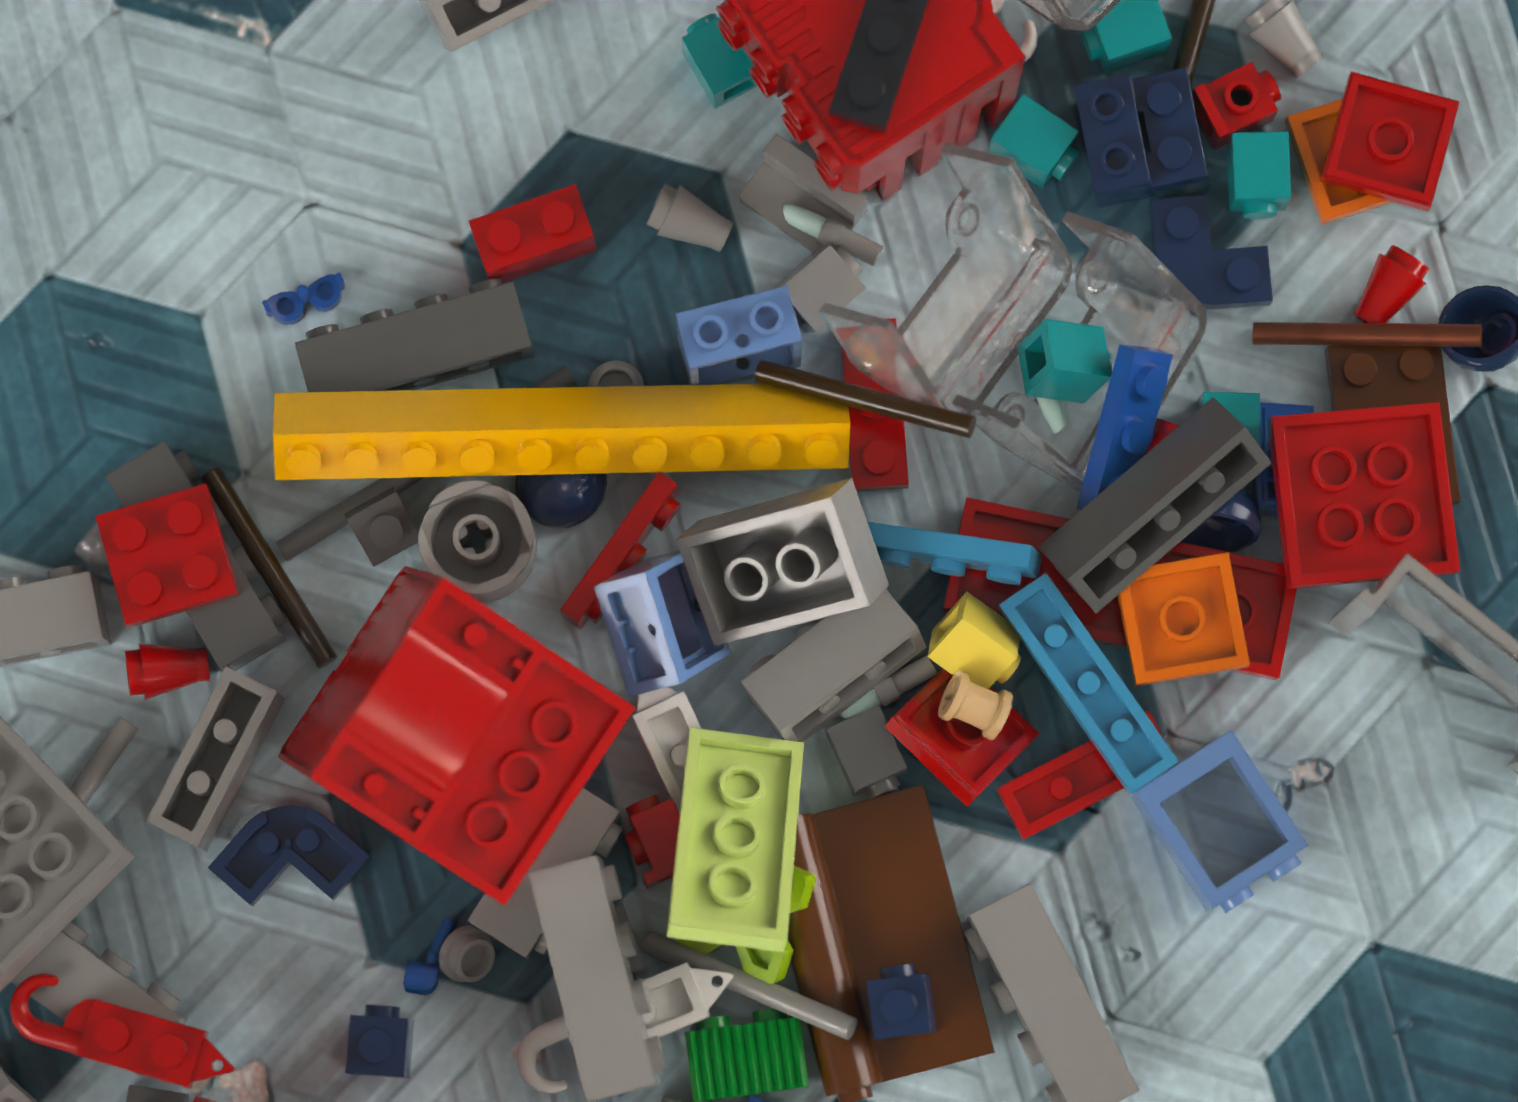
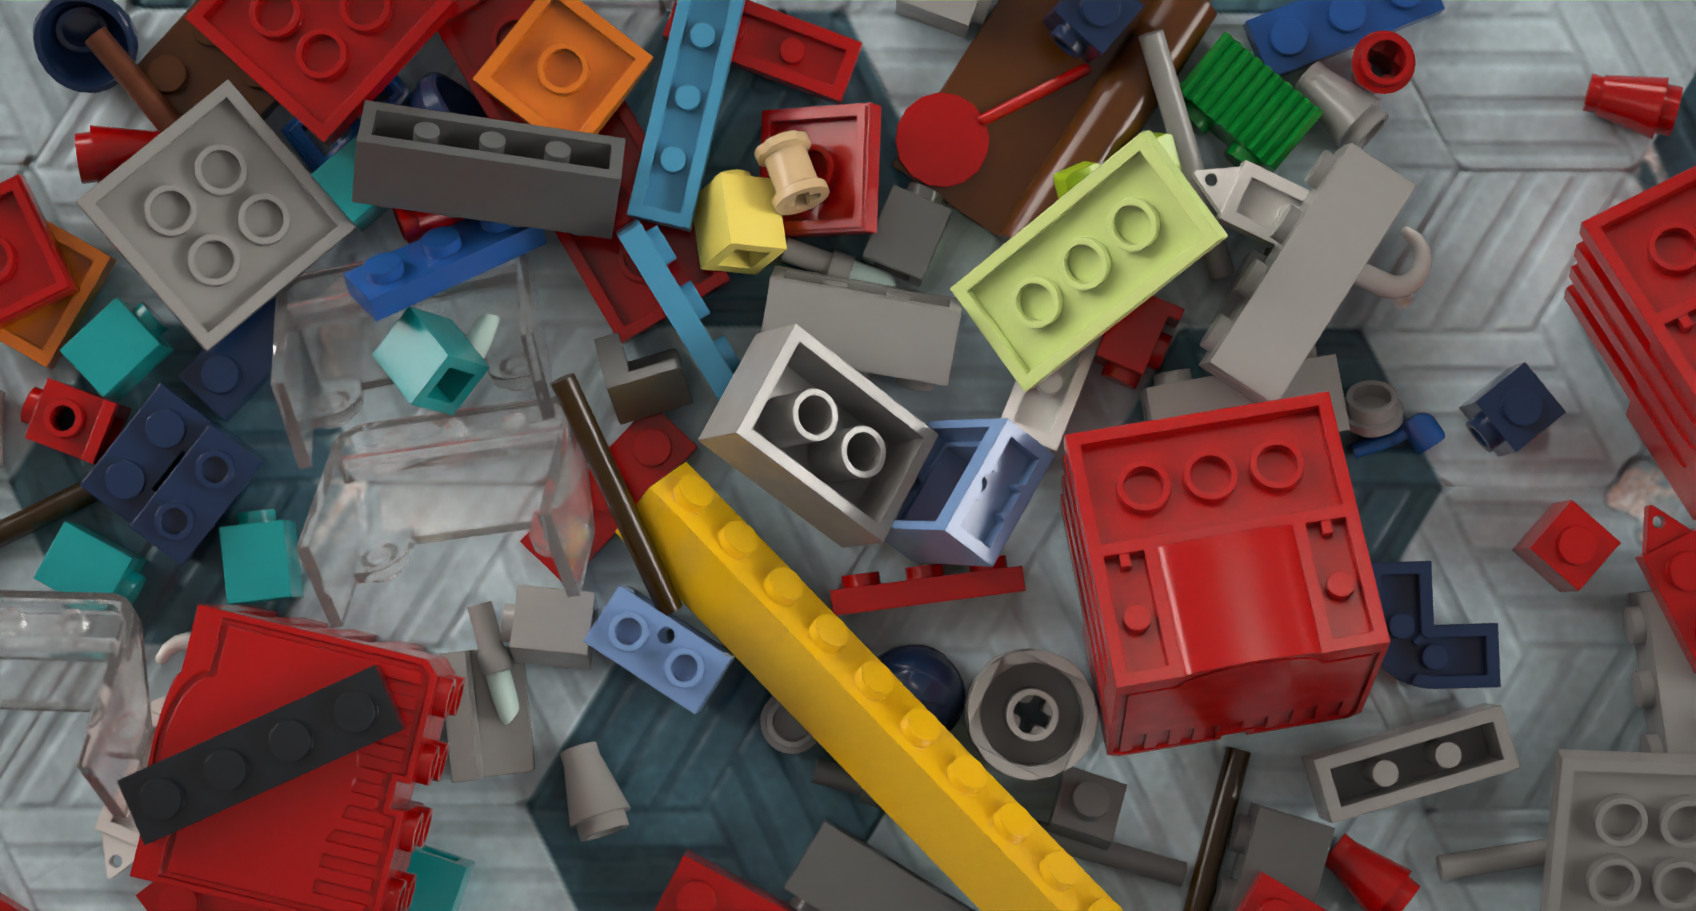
camera: 135 degrees left, 5 degrees up
(257, 997) = (1566, 546): none -> red brick
(909, 837) = (947, 138): none -> red piece
(926, 488) = (644, 384): none -> dark grey panel
(1286, 307) = (216, 215): none -> light grey plate

